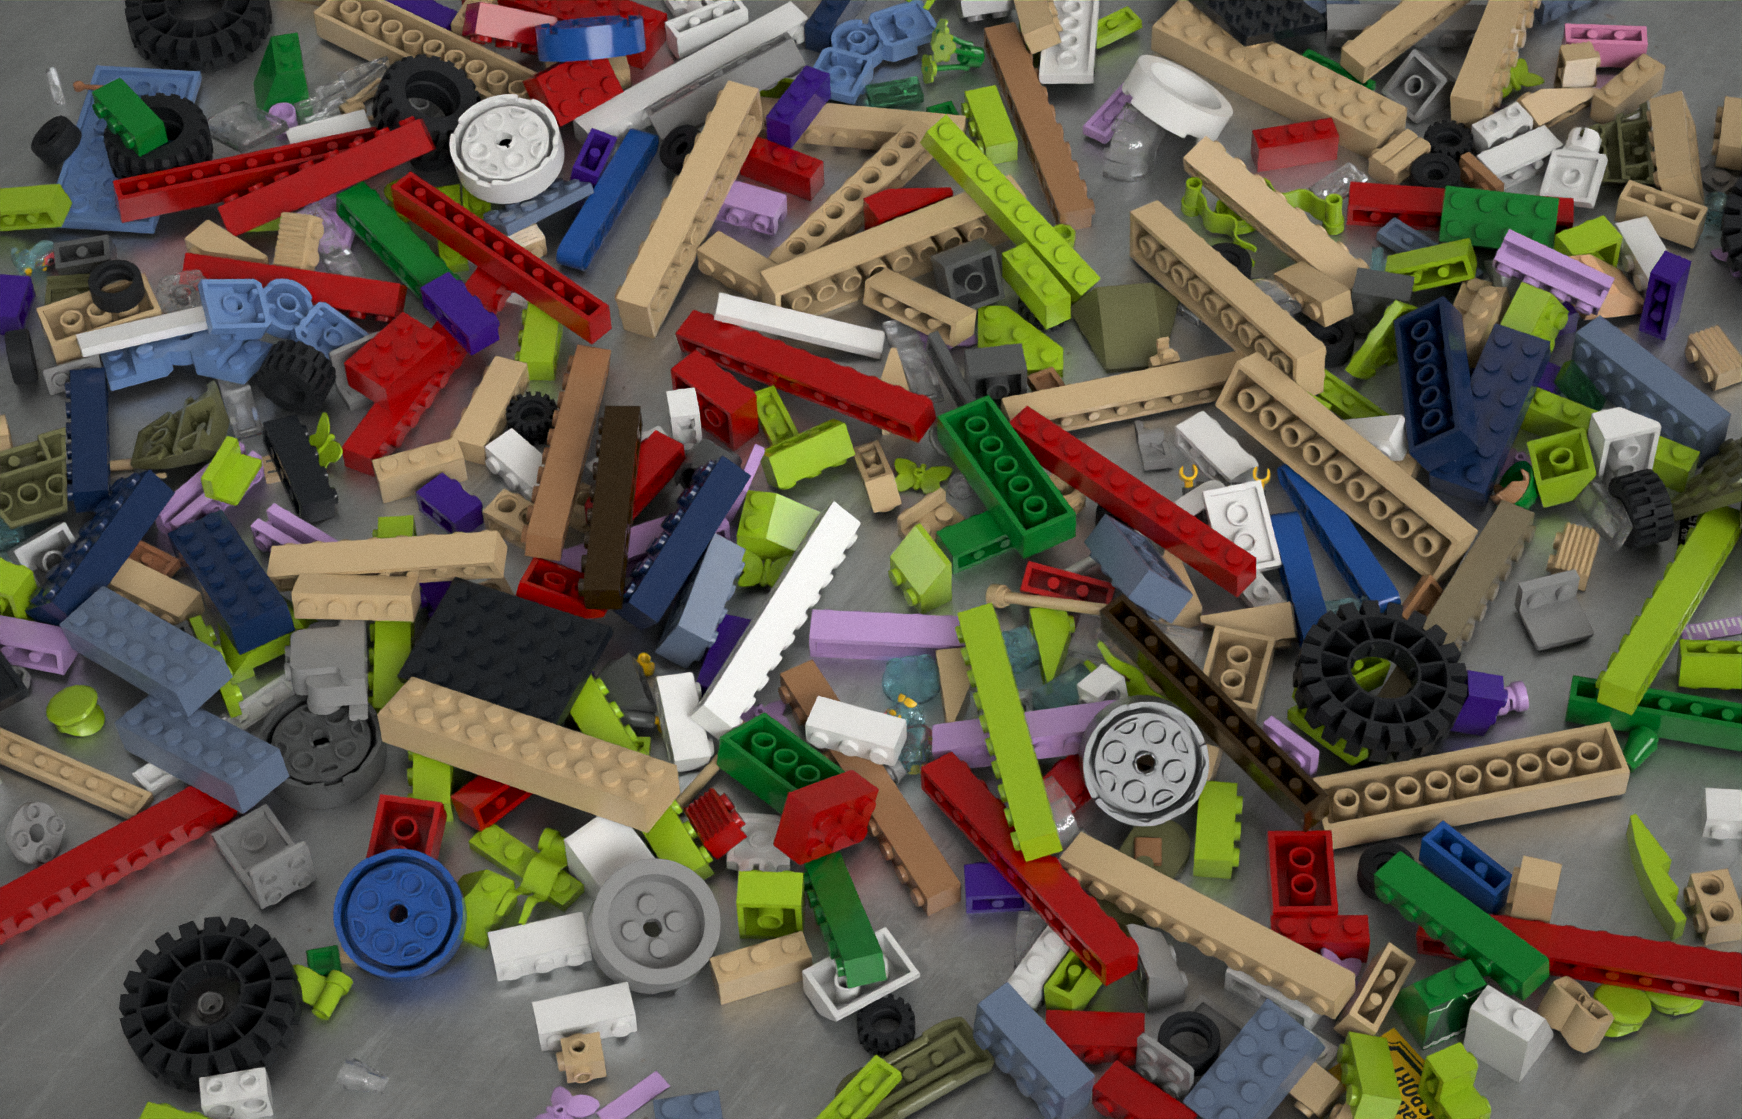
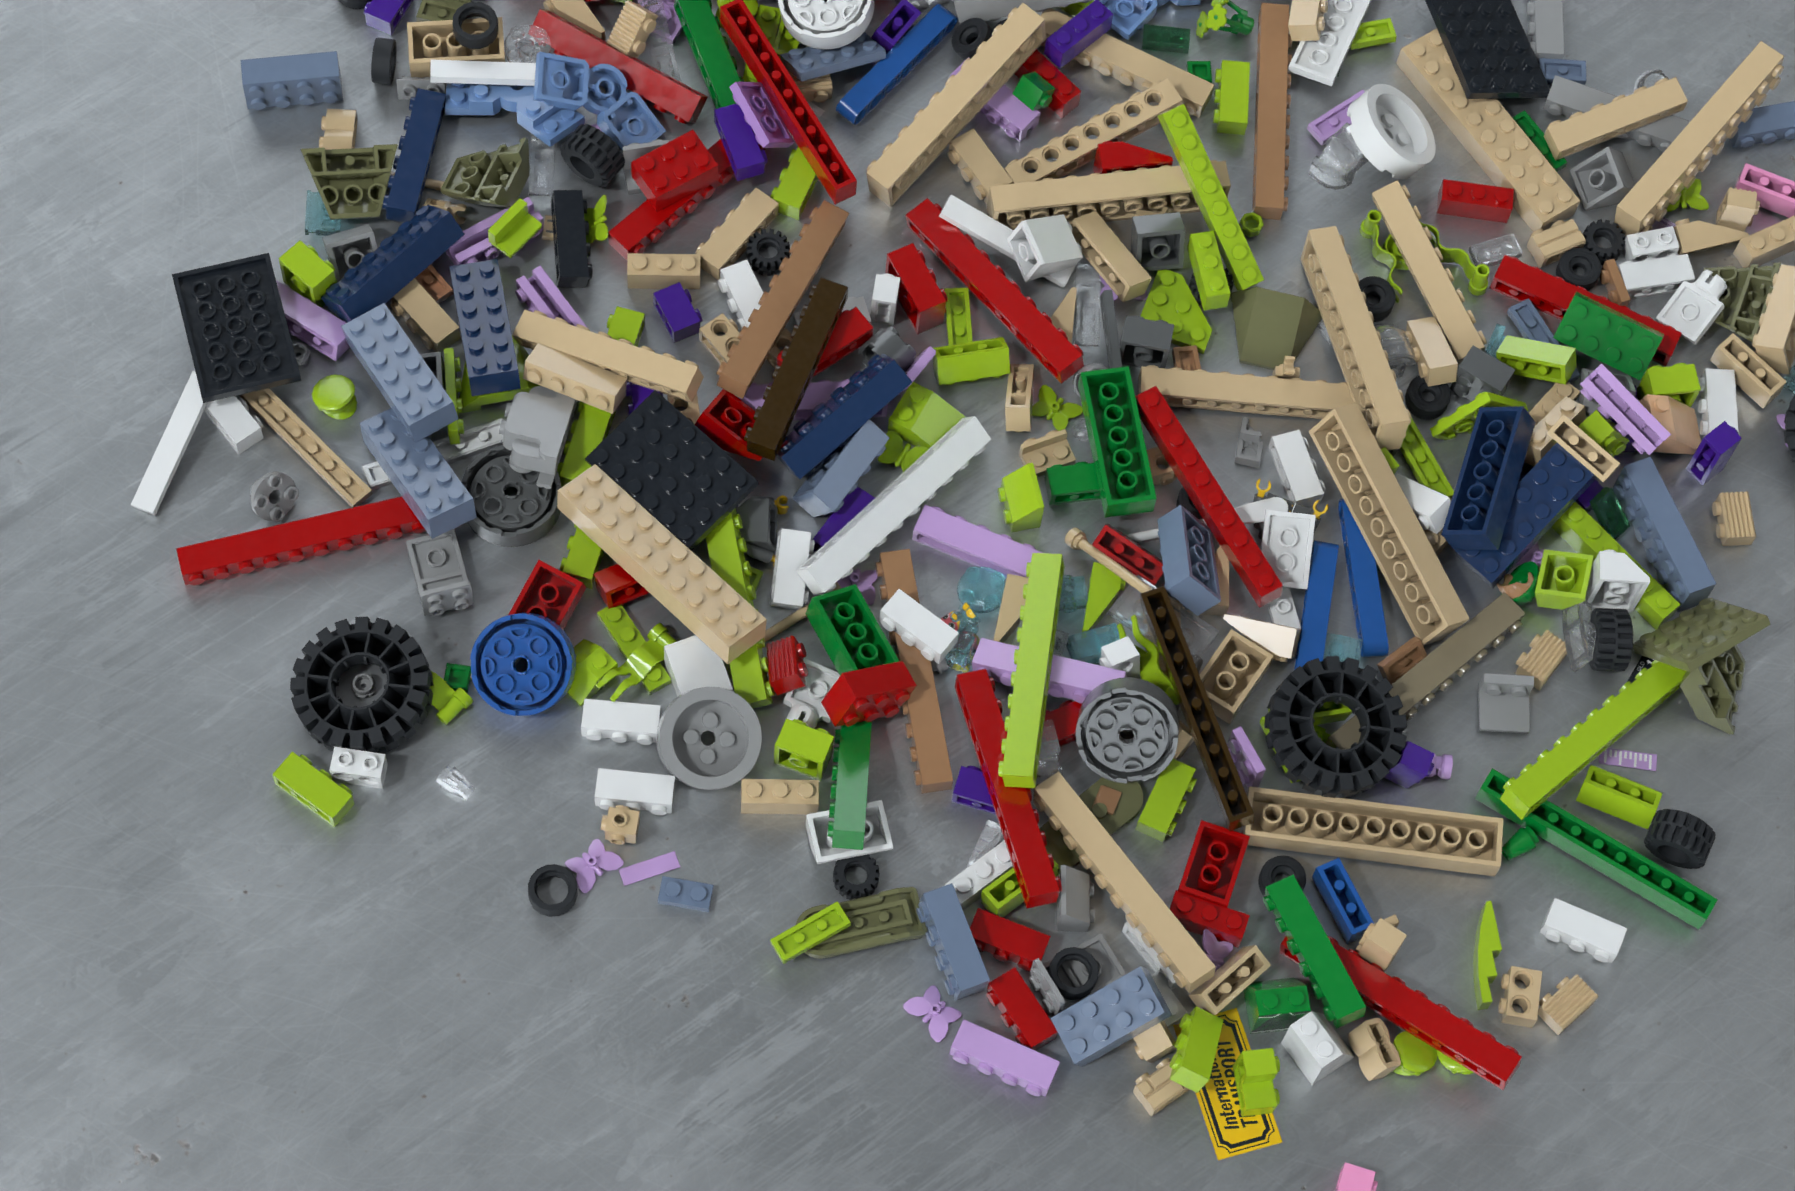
camera: 10 degrees right, 15 degrees up
(475, 278) = (761, 115): none -> medium lavender plate
(771, 175) = (1034, 91): none -> green brick
(843, 315) = (1044, 246): none -> white slope
(1527, 318) = (1583, 448): none -> tan brick

